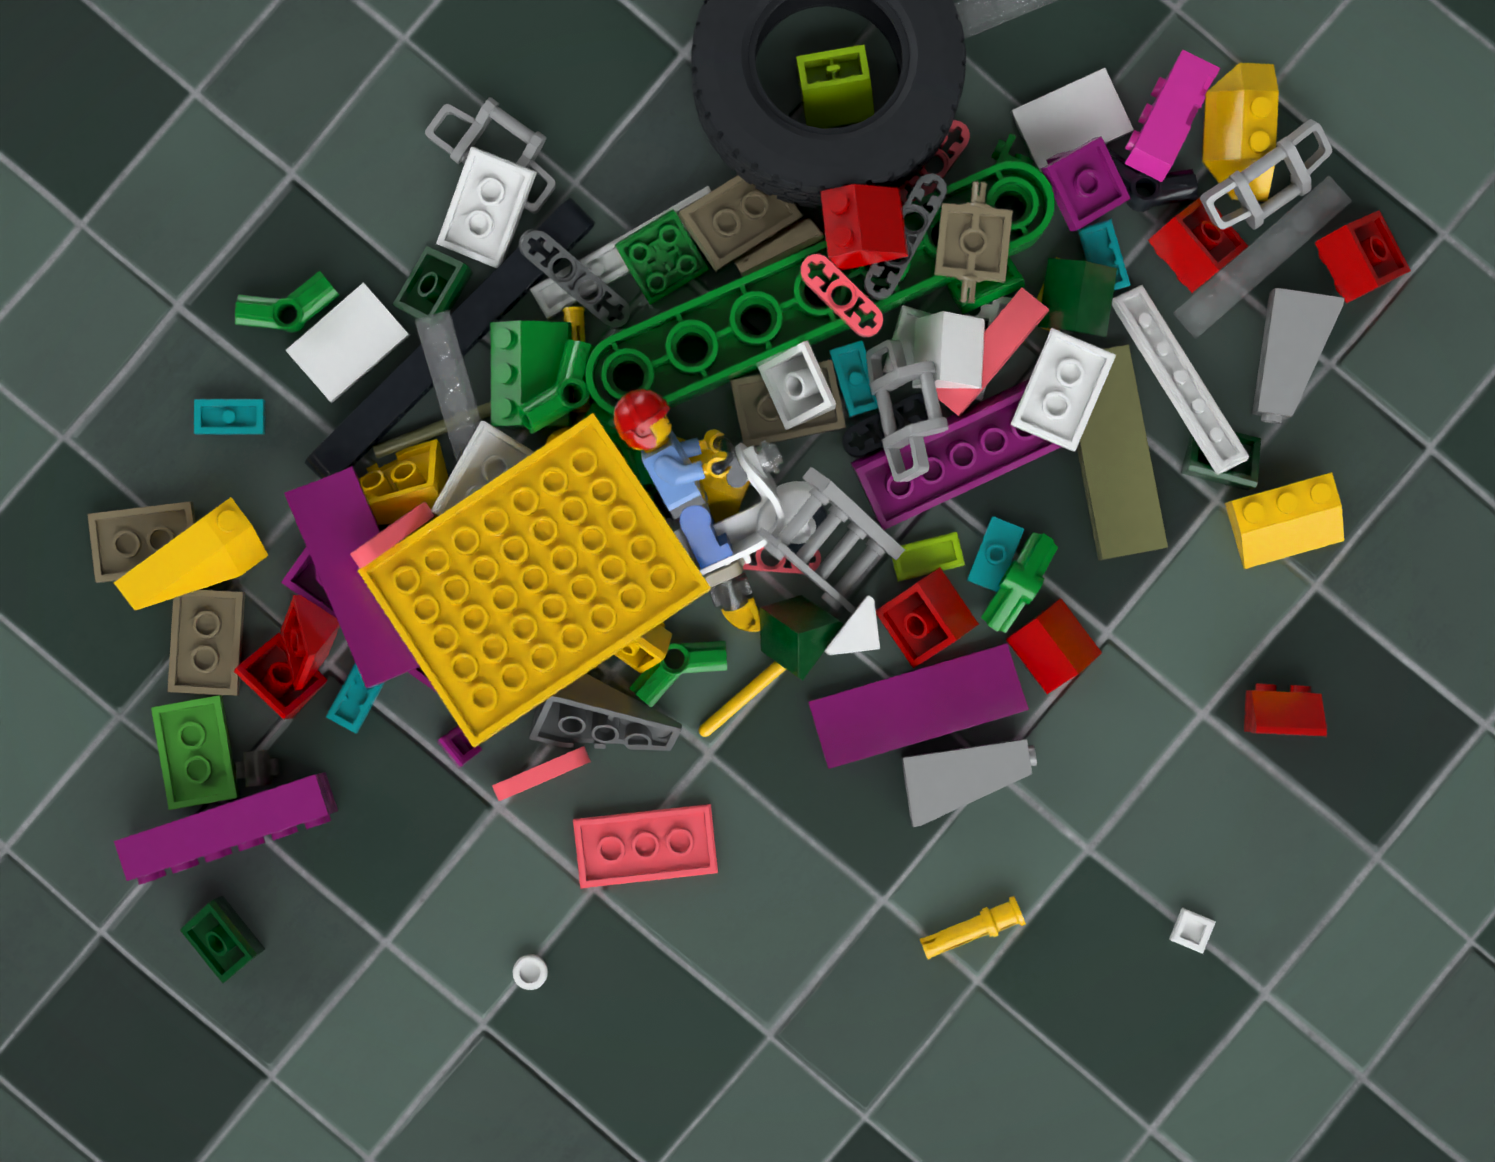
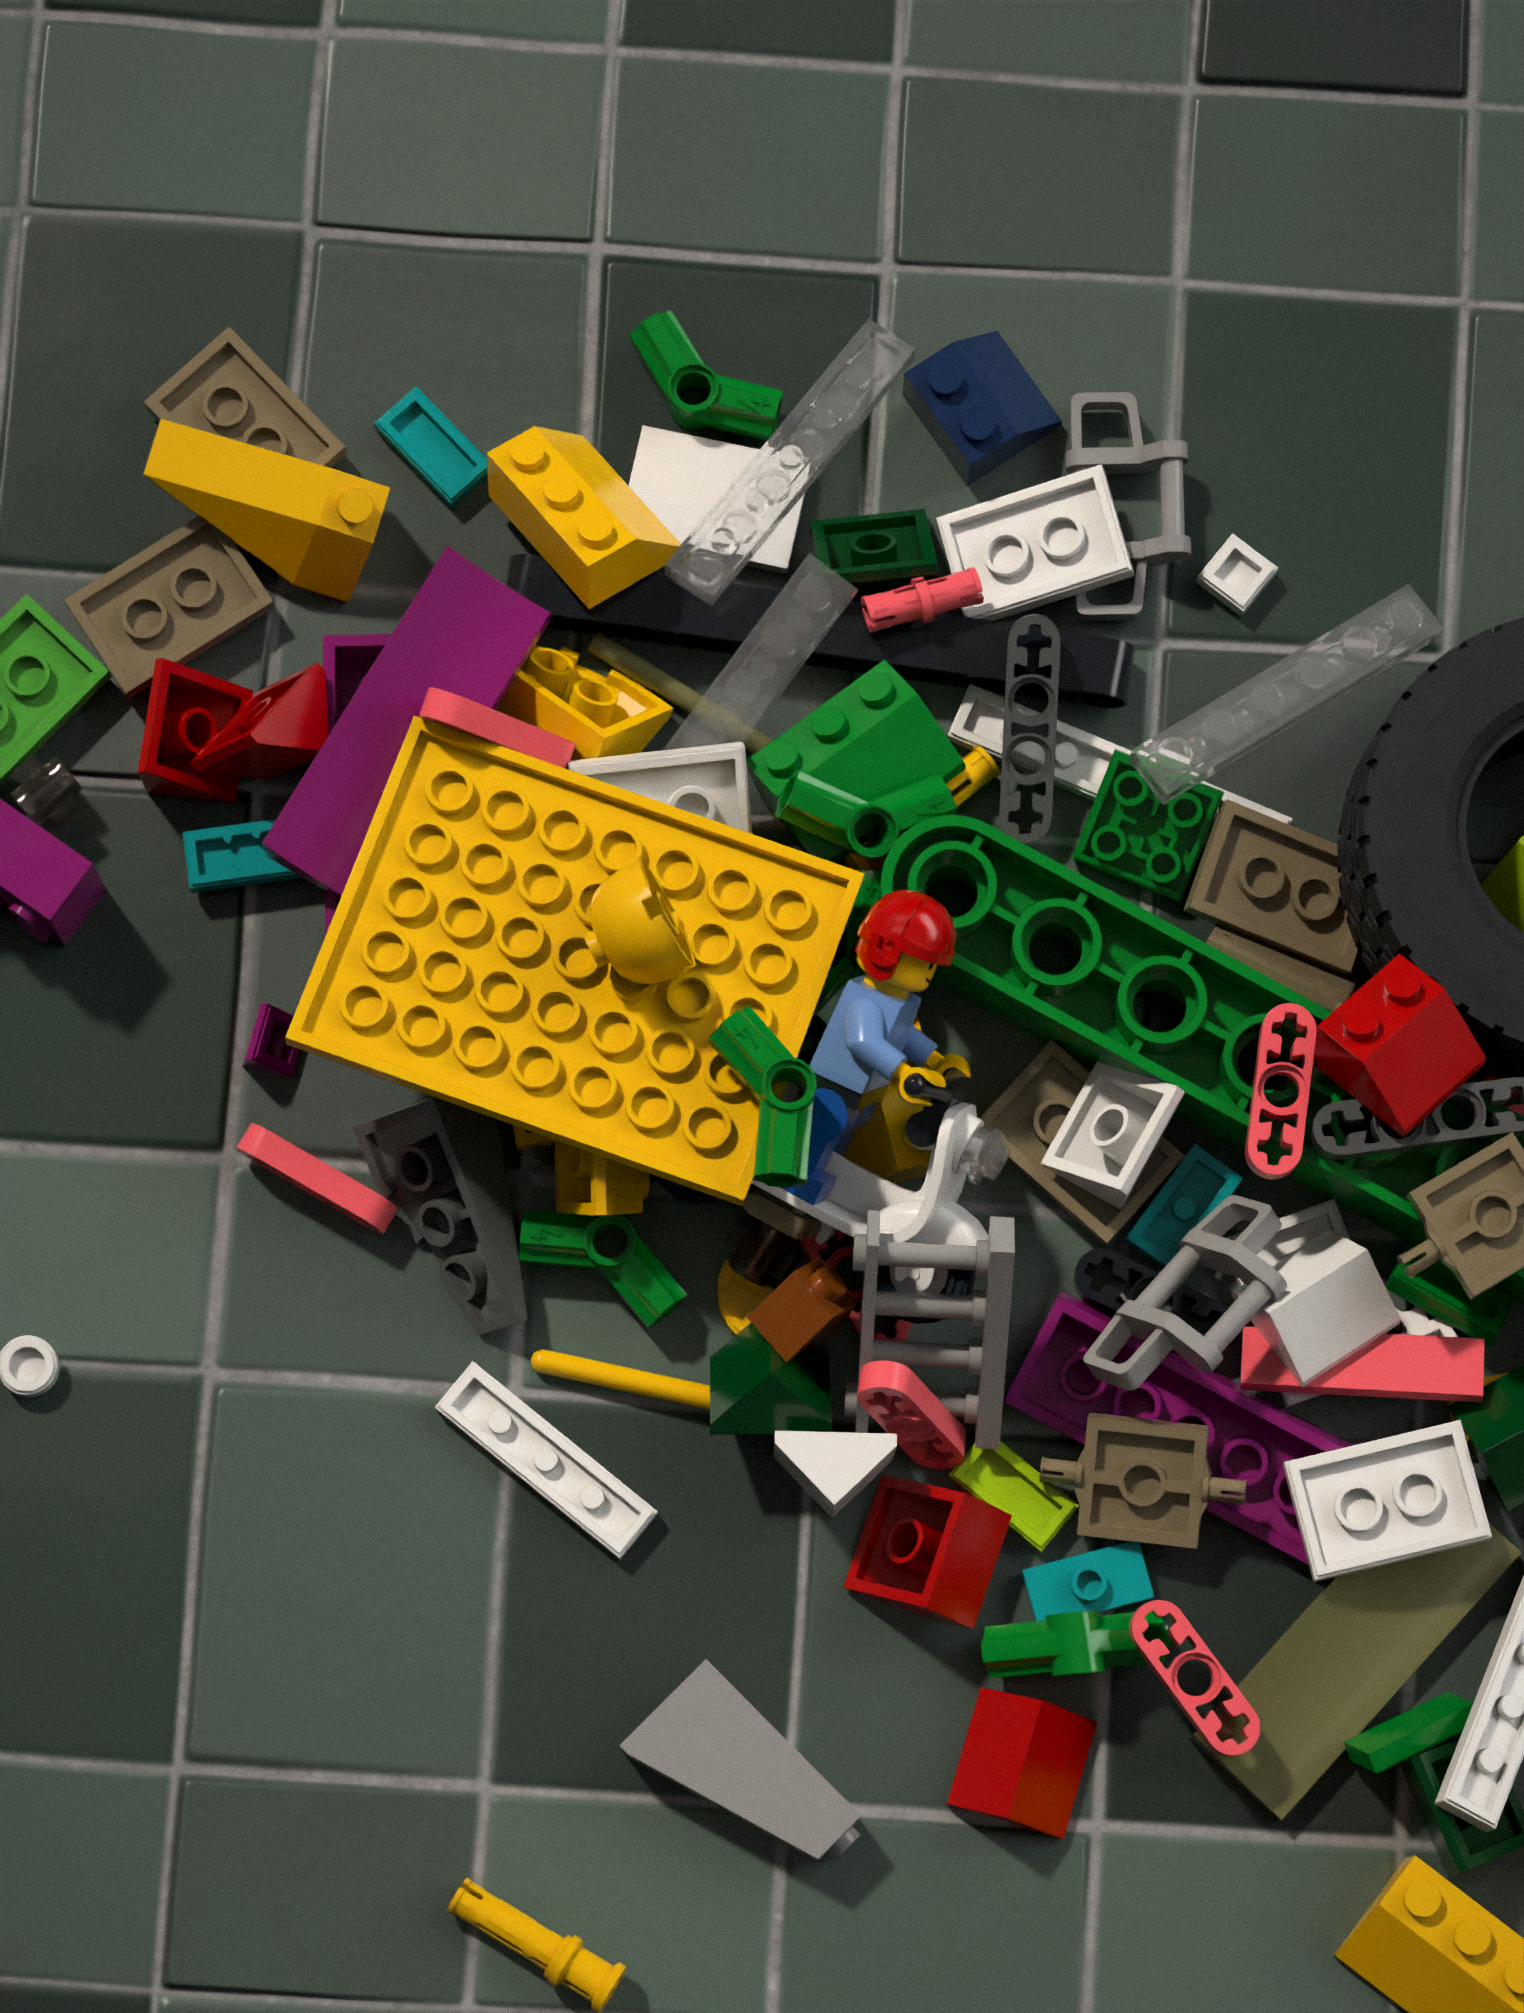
camera: 50 degrees right, 10 degrees down
(221, 458) = (433, 447): none -> teal tile
(229, 416) = (488, 404): teal plate -> none
(309, 414) = (577, 512): none -> yellow slope
(358, 294) = (789, 462): none -> clear plate
(395, 180) = (978, 404): none -> dark blue slope
(475, 283) = (922, 600): none -> coral pin
(544, 542) = (637, 928): none -> yellow cylinder
(570, 121) = (1236, 575): none -> white tile
(645, 845) = (320, 1397): coral tile -> none
(647, 144) = (1285, 694): none -> clear plate
(691, 545) = (782, 1126): none -> green piece
(752, 762) = (546, 1460): none -> white tile
(776, 594) = (803, 1310): none -> dark orange slope
(861, 579) = (909, 1409): none -> coral beam
(918, 706) = (795, 1631): magenta arch -> none
(968, 494) = (1143, 1480): none -> dark tan plate
(1052, 532) = (1220, 1679): none -> coral beam
(1173, 459) = (1409, 1733): none -> green tile

